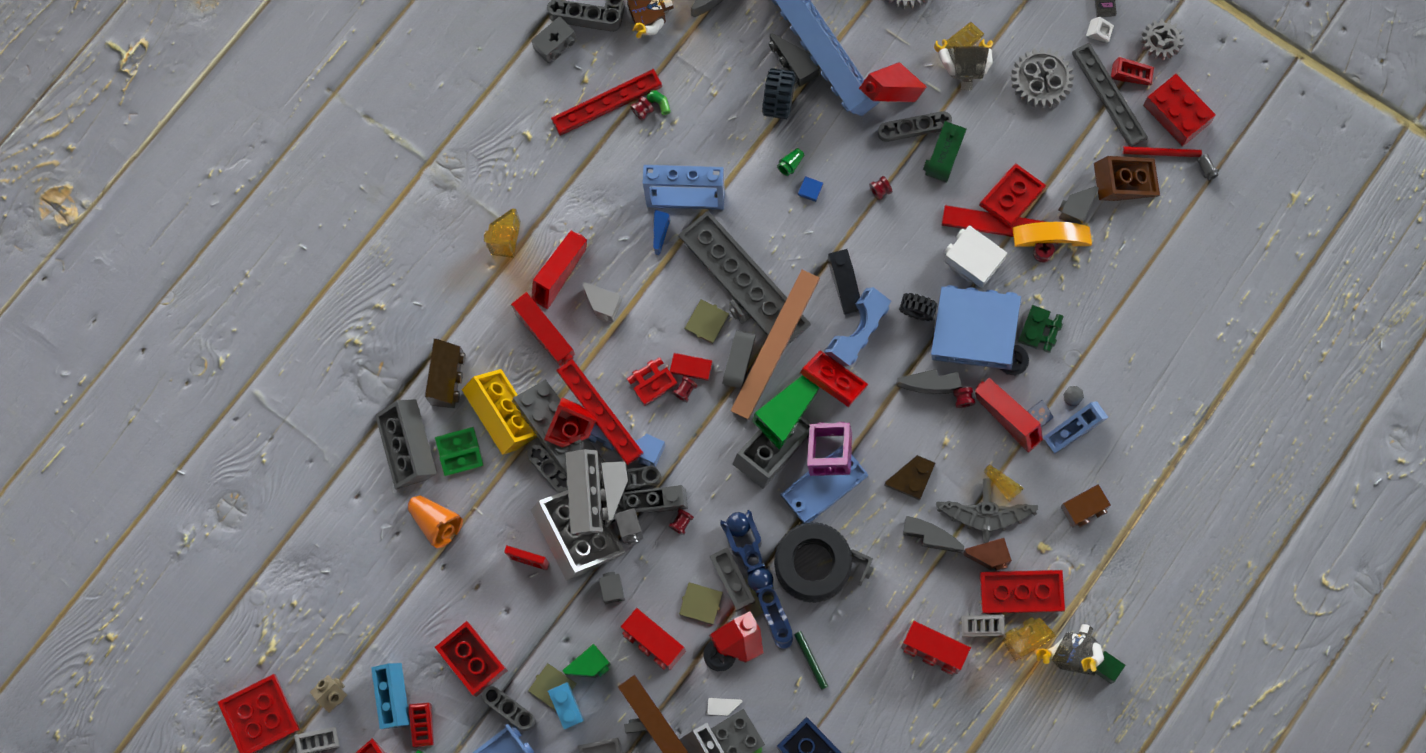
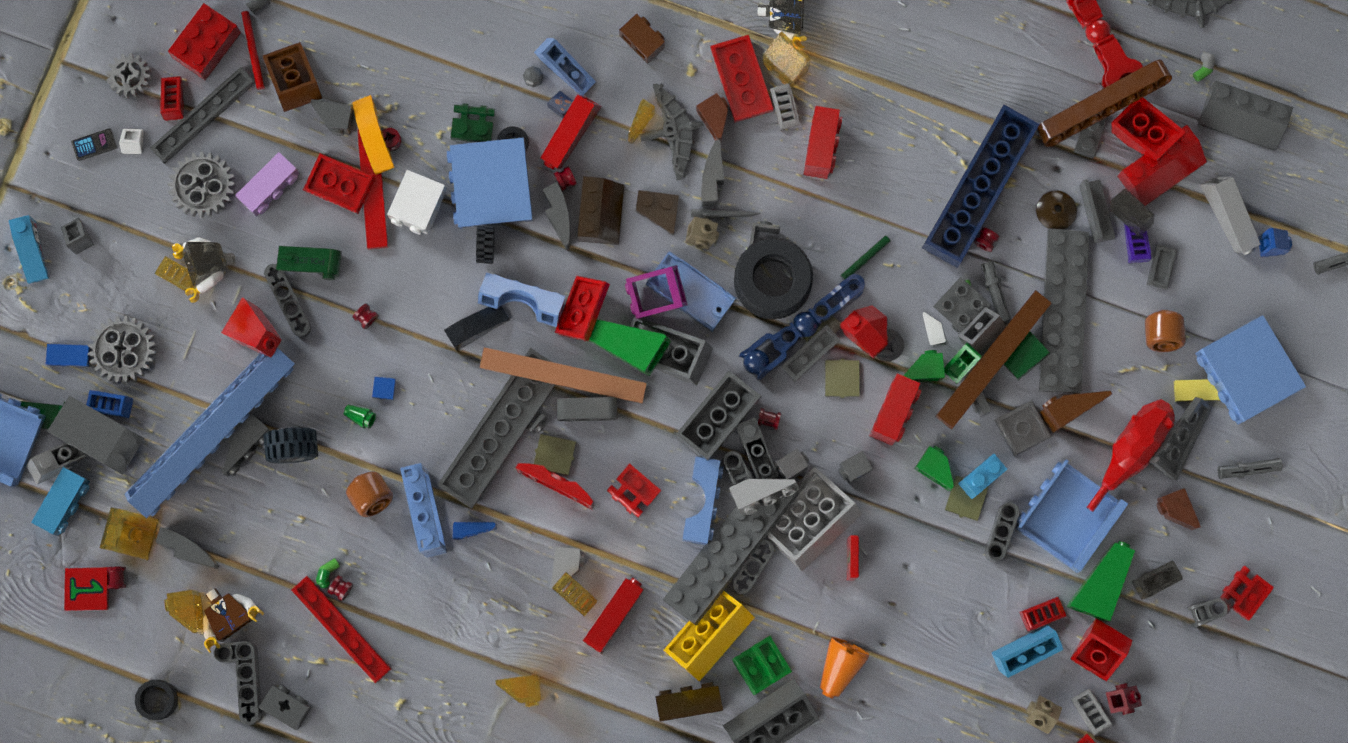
camera: 115 degrees left, 5 degrees up
(471, 658) = (967, 582): red brick -> none
(558, 269) = (542, 620): red slope -> none
(563, 308) = (583, 603): none -> clear yellow slope
(570, 424) = (705, 555): red slope -> none
(584, 492) = (773, 517): light grey brick -> none
(596, 406) = (684, 530): red tile -> none
(675, 312) = (567, 488): none -> red slope
(680, 719) = (962, 363): none -> green slope
(685, 389) = (633, 454): dark red bush -> none
(686, 685) = (927, 367): none -> green slope
(691, 366) = (607, 456): red tile -> none
(696, 472) = (717, 416): none -> dark grey slope
(717, 149) = (369, 494): none -> dark orange head
(876, 509) = (702, 233): none -> dark tan brick
(893, 527) = (708, 213): none -> dark grey bar
(924, 421) = (600, 211): none -> dark brown slope
(1027, 133) = (268, 184): none -> lavender brick

